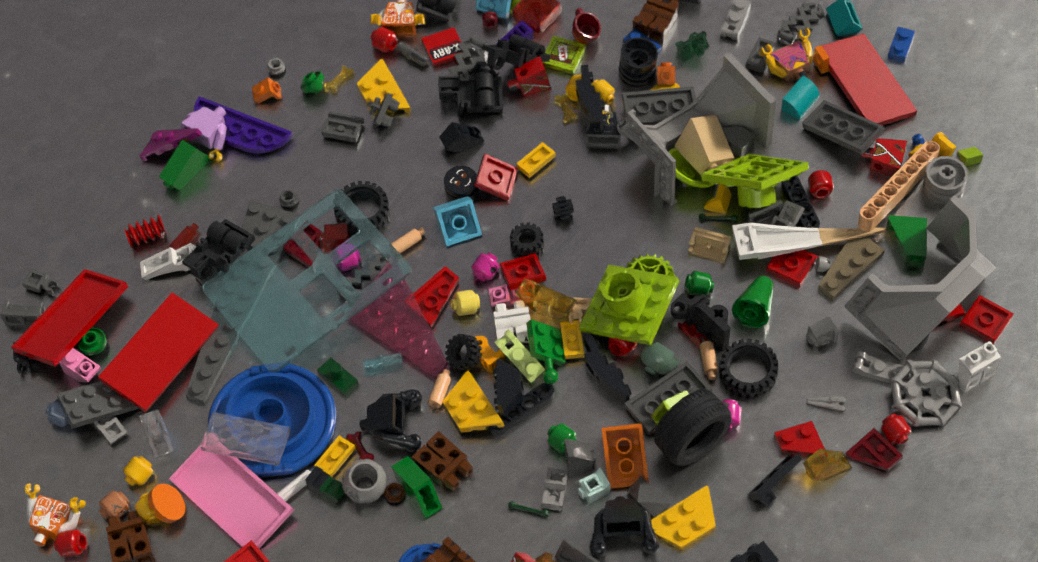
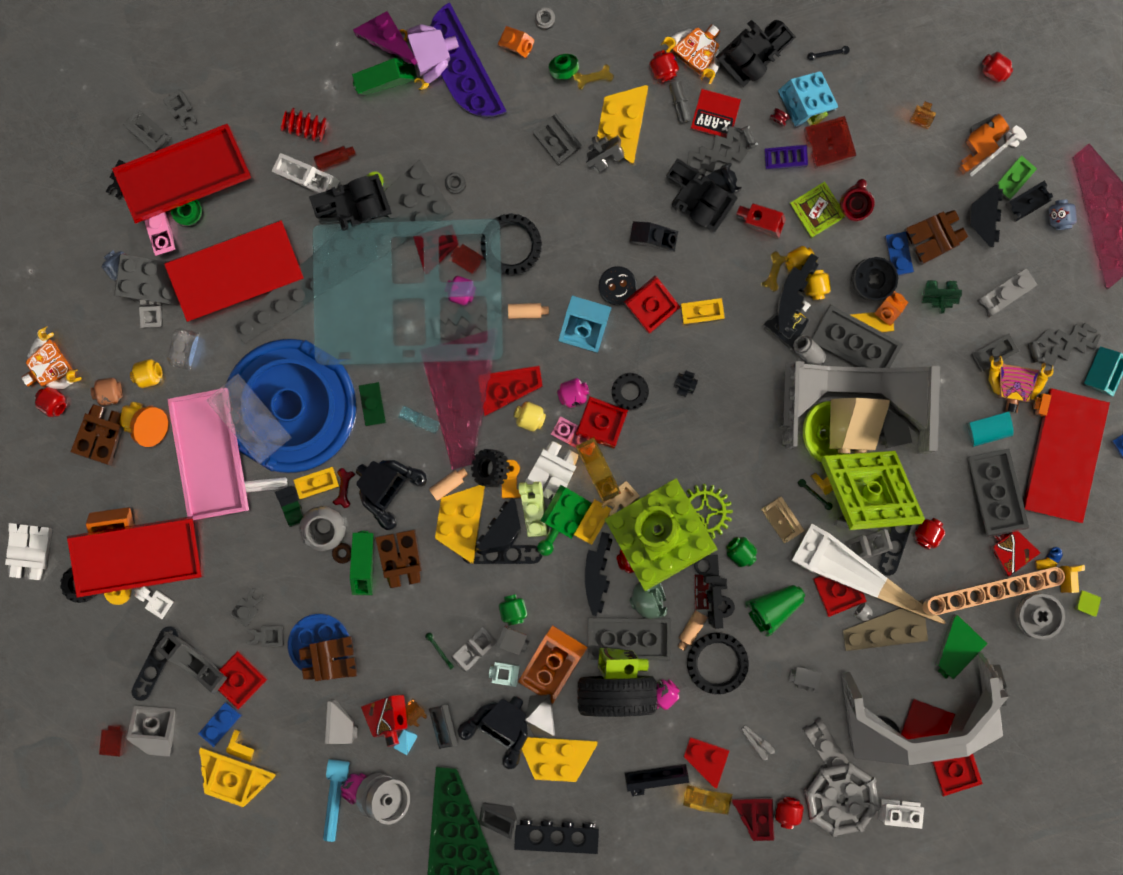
camera: 30 degrees right, 30 degrees up
(515, 51) = (768, 186): black plate -> none

